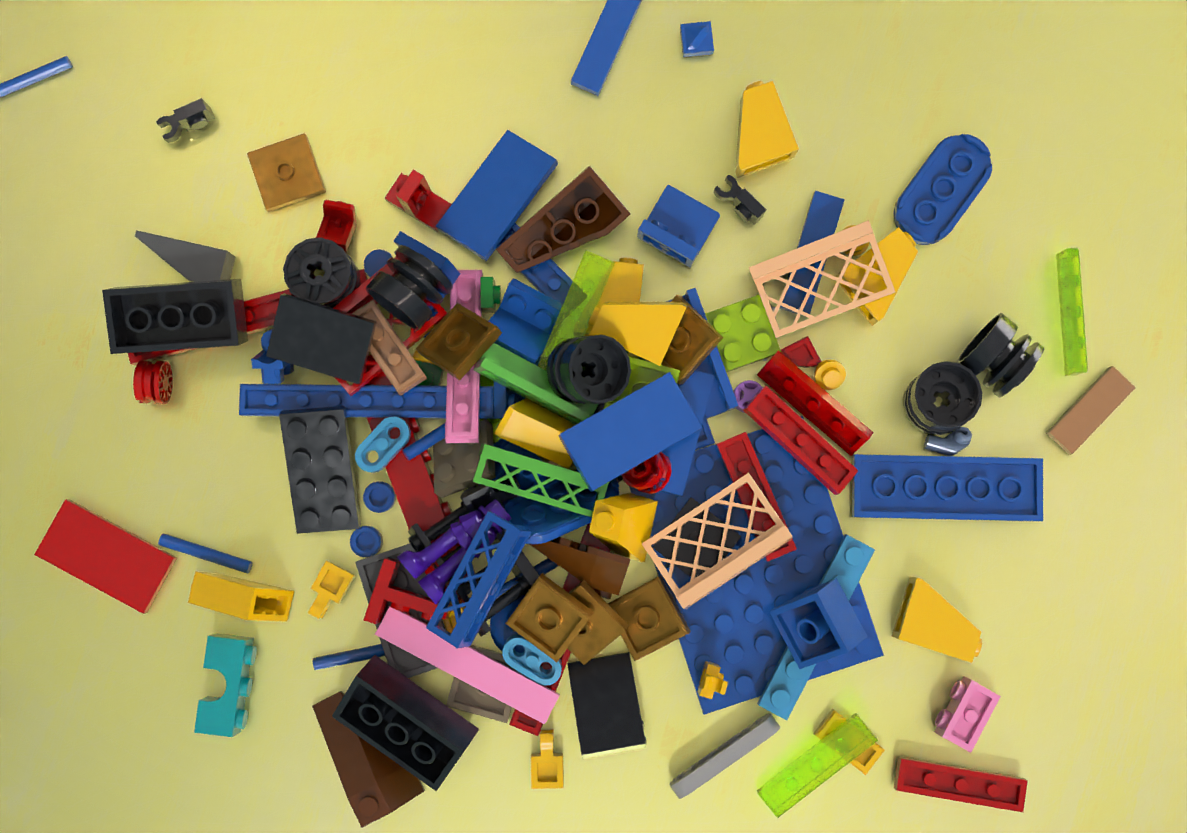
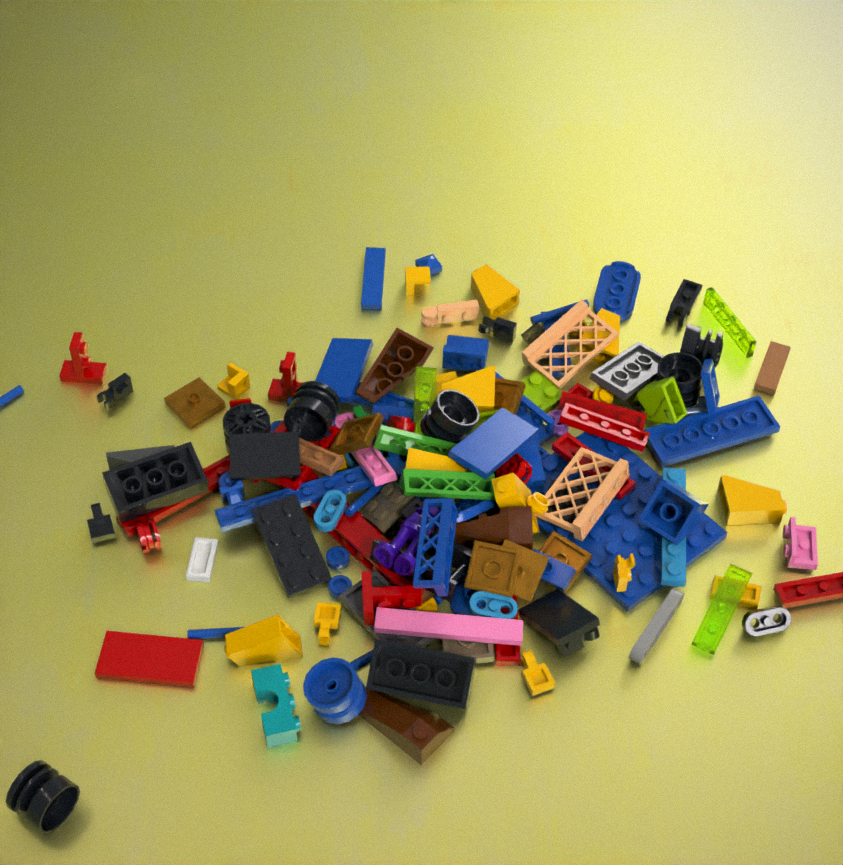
camera: 25 degrees left, 35 degrees down
(97, 337) = (100, 526): none -> black plate
(151, 57) = (81, 368): none -> red bracket
(213, 434) = (202, 559): none -> white tile
(295, 703) = (335, 690): none -> blue wheel
(347, 161) = (235, 383): none -> yellow panel
(527, 339) = (401, 423): none -> red plate
(637, 639) = (557, 573): none -> blue plate
(647, 544) = (538, 503): none -> yellow plate
(665, 65) = (416, 275): none -> yellow panel
(684, 147) = (450, 313): none -> light nougat hinge
(788, 232) = (533, 333): none -> clear smoke tile
(840, 204) = (553, 313): none -> blue bar
(862, 803) = (765, 622): none -> plate
(887, 352) = (628, 371): none -> dark grey plate
(899, 426) = (661, 401): none -> lime torso
(977, 432) = (710, 386): none -> blue tile
(1030, 245) = (684, 300): none -> black hinge

